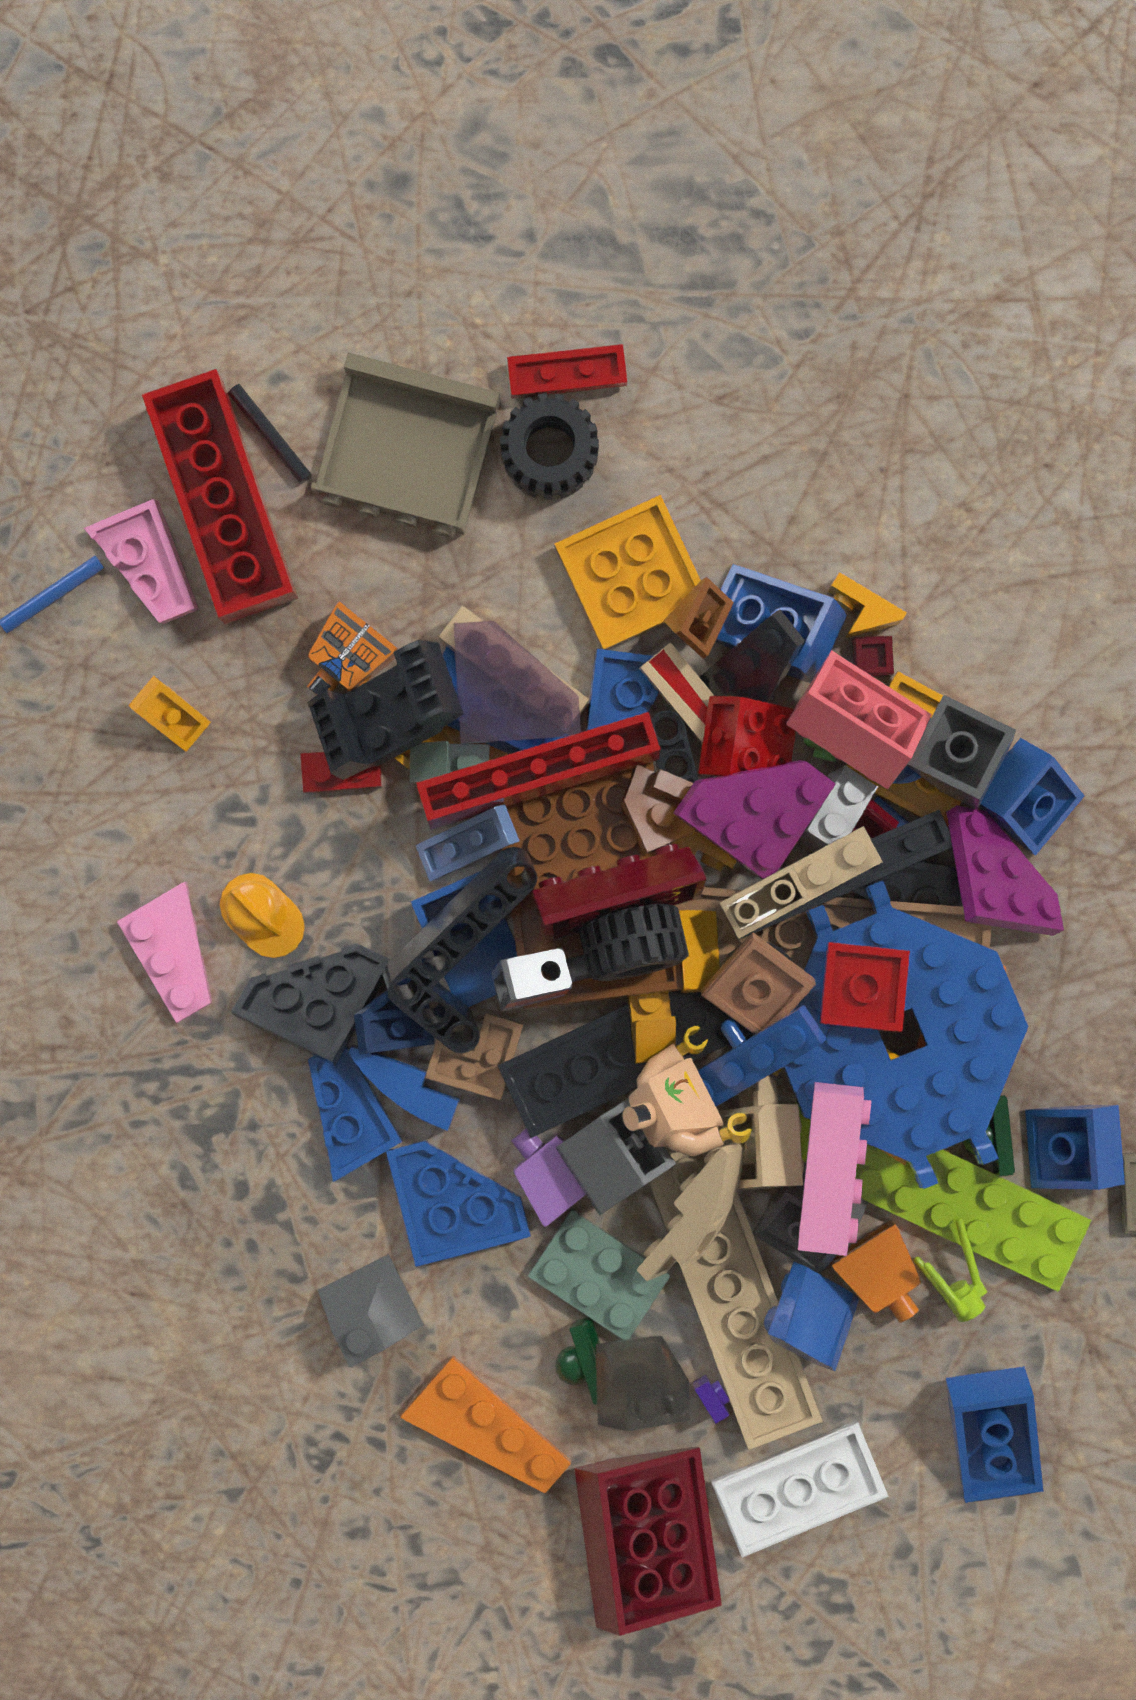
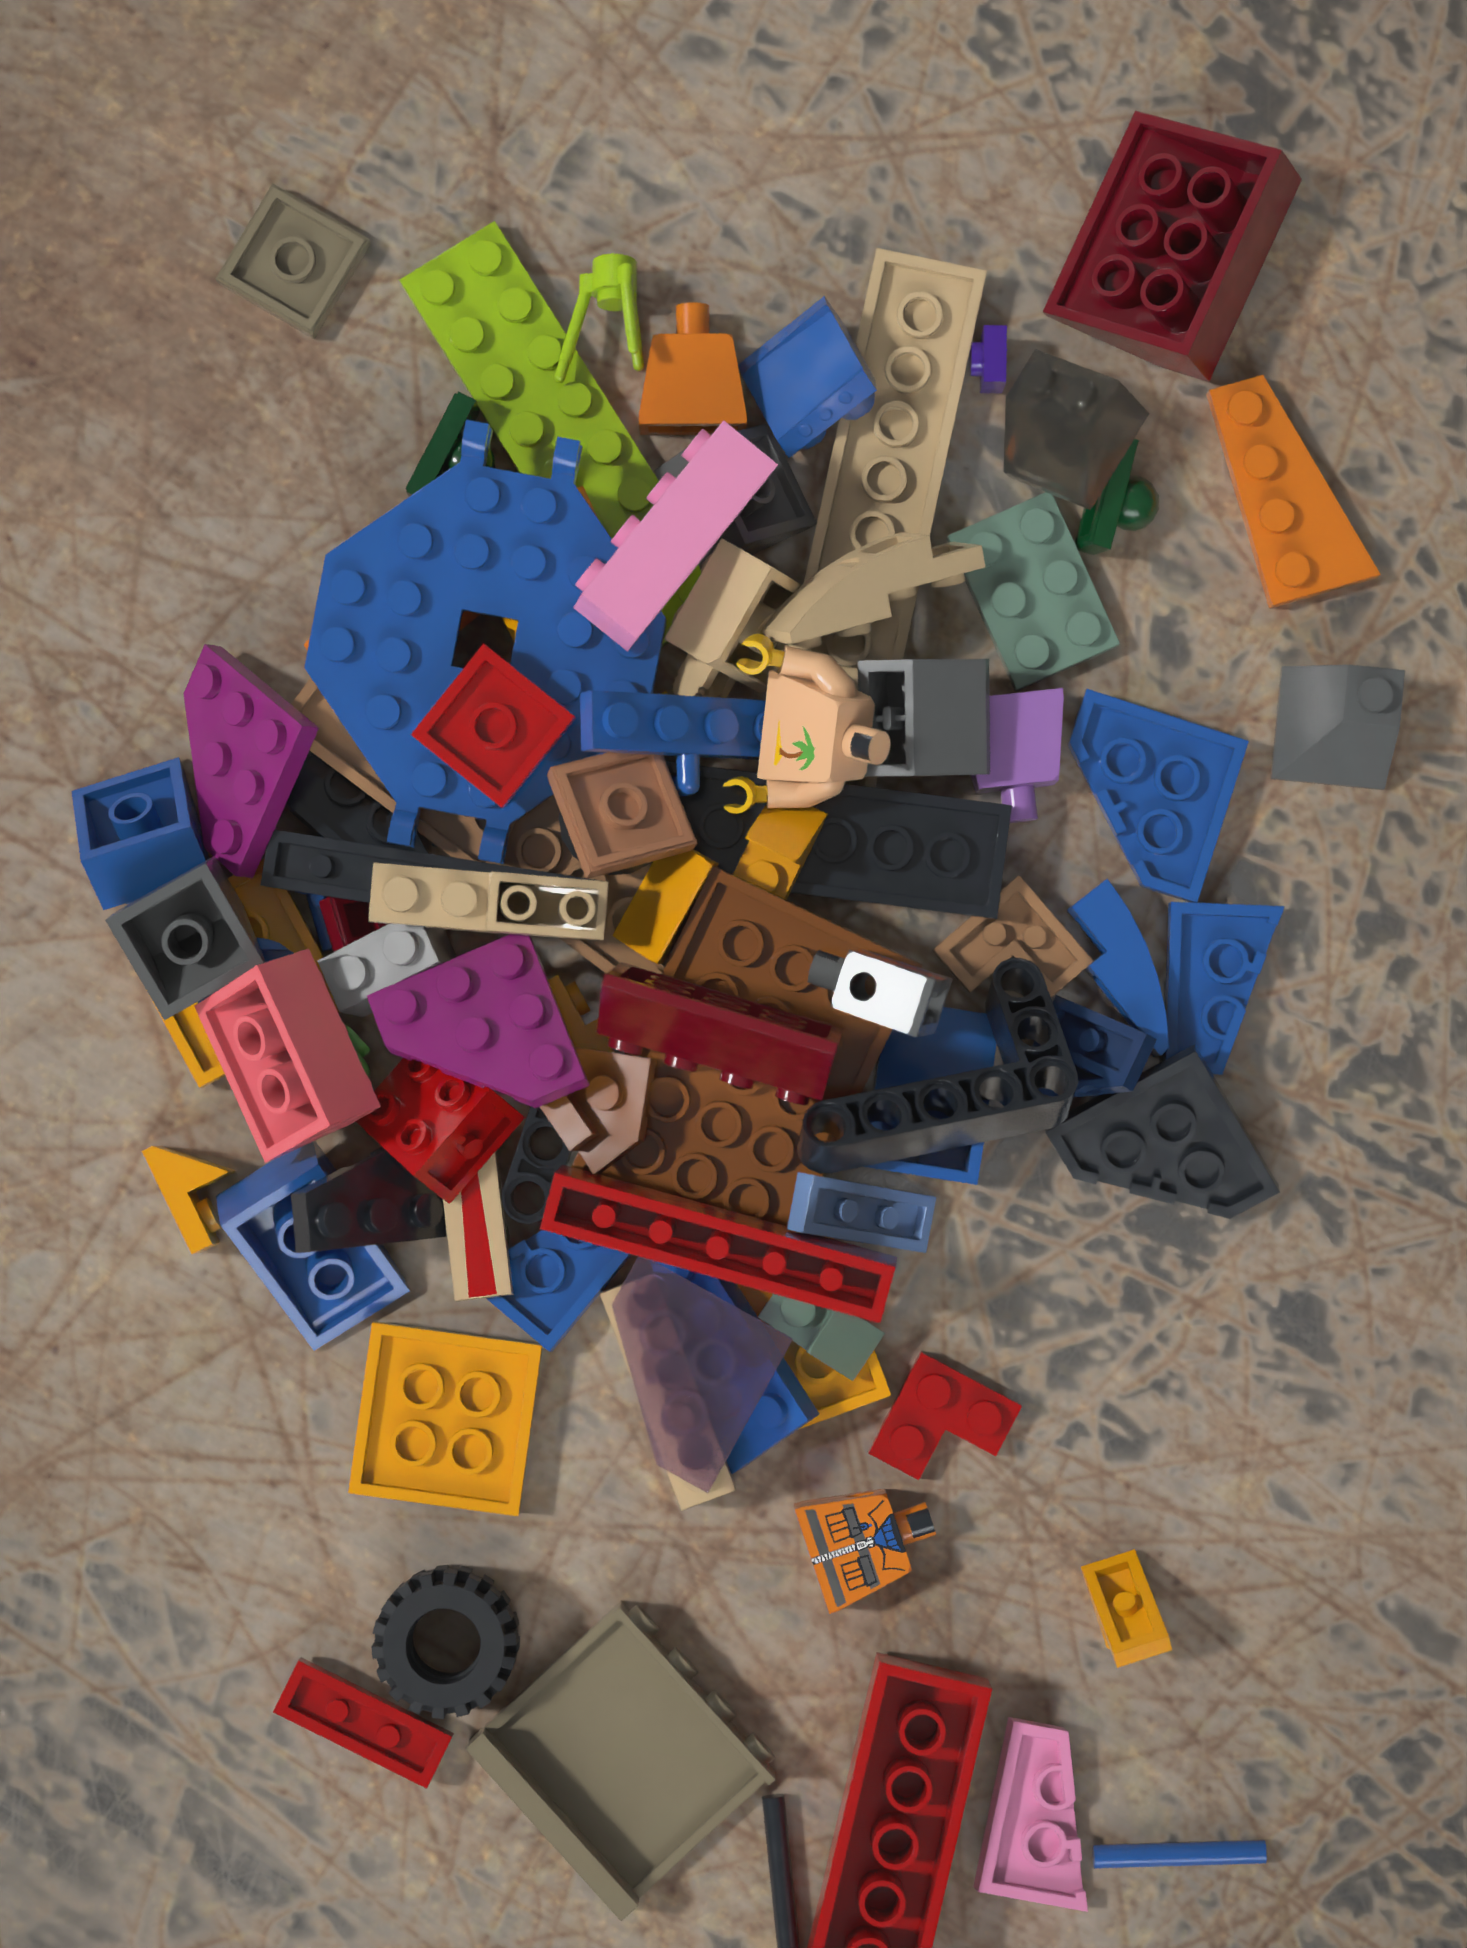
camera: 145 degrees left, 0 degrees up
(170, 952) = (1308, 1316): bright pink wing -> none
(262, 915) = (1167, 1287): light orange piece -> none
(387, 711) = (858, 1437): black plate -> none
(633, 942) = (739, 957): black tyre -> none
(700, 616) = (398, 1308): dark orange slope -> none
(799, 1488) = (954, 188): white tile -> none
(874, 655) = (215, 1126): dark red tile -> none
(995, 1434) = (679, 103): blue slope -> none
(1075, 1147) = (362, 377): blue slope -> none

